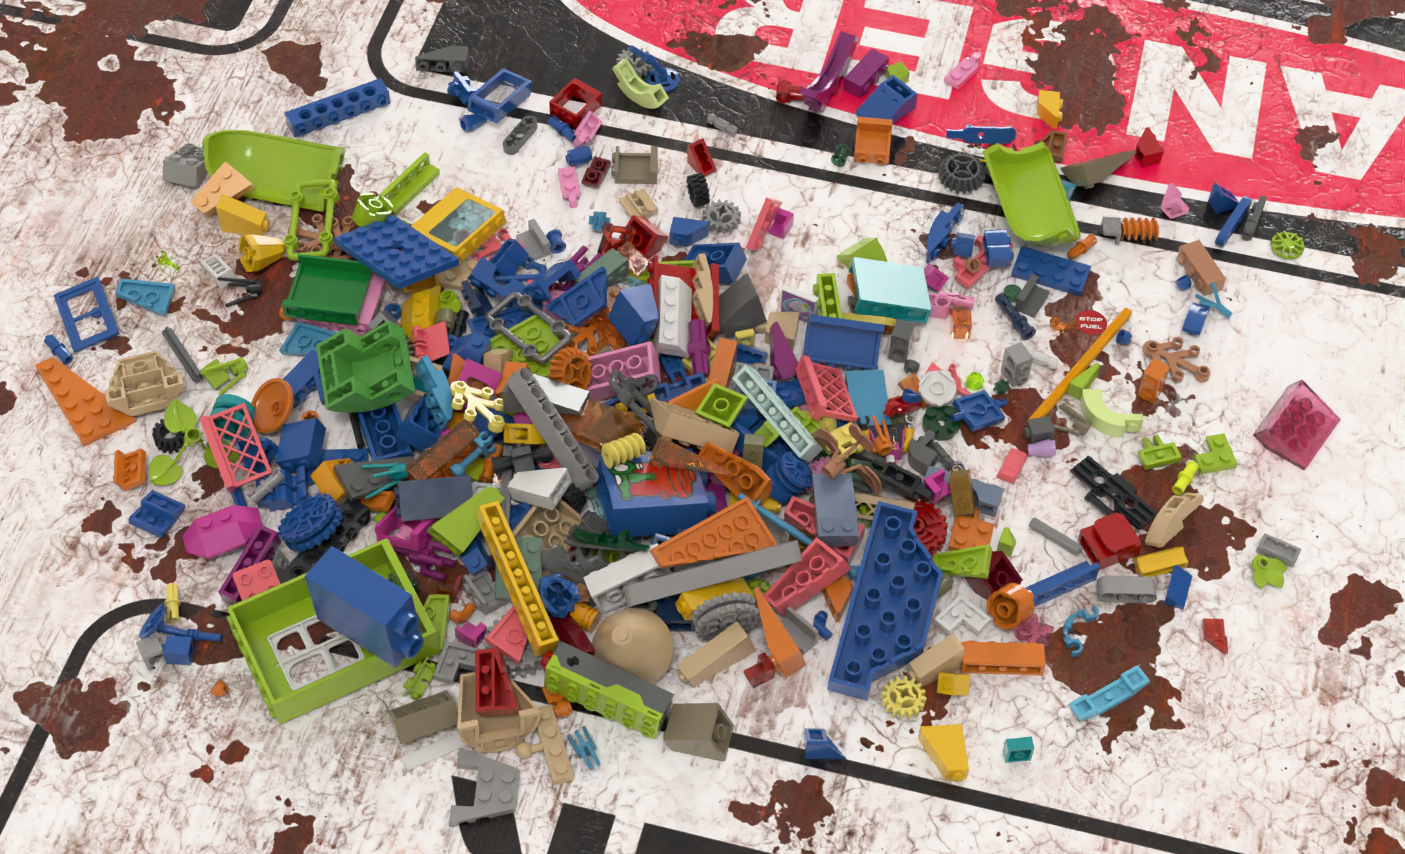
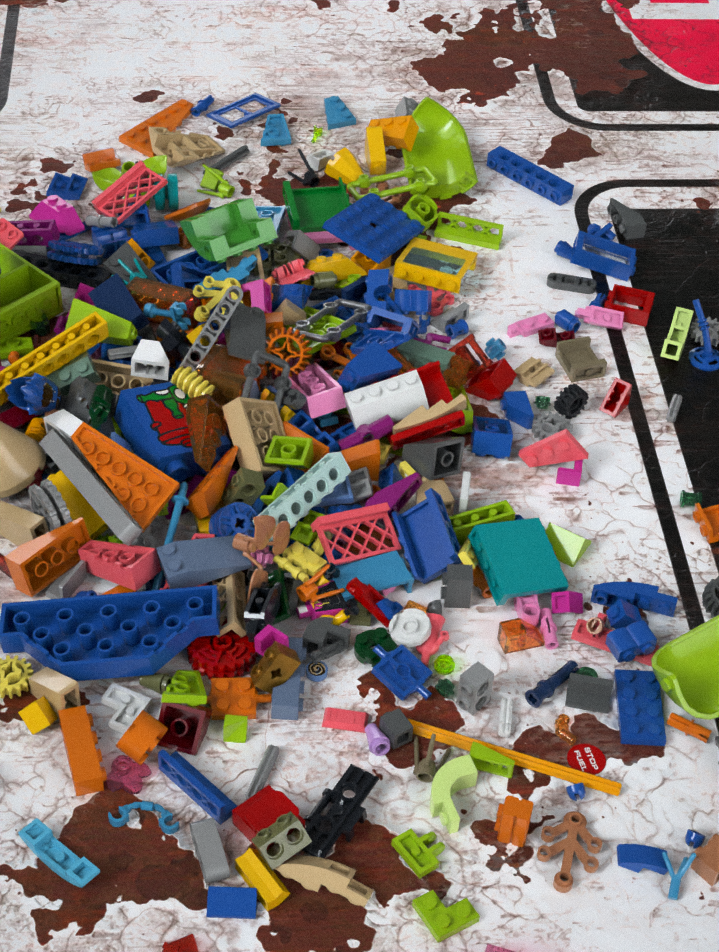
camera: 70 degrees right, 10 degrees down
(141, 232) = (337, 113): none -> dark azure wing
(683, 211) = (542, 402): none -> clear green plate
(1146, 530) = (284, 845): none -> olive brick
(1185, 478) = (393, 885): neon yellow pin -> none

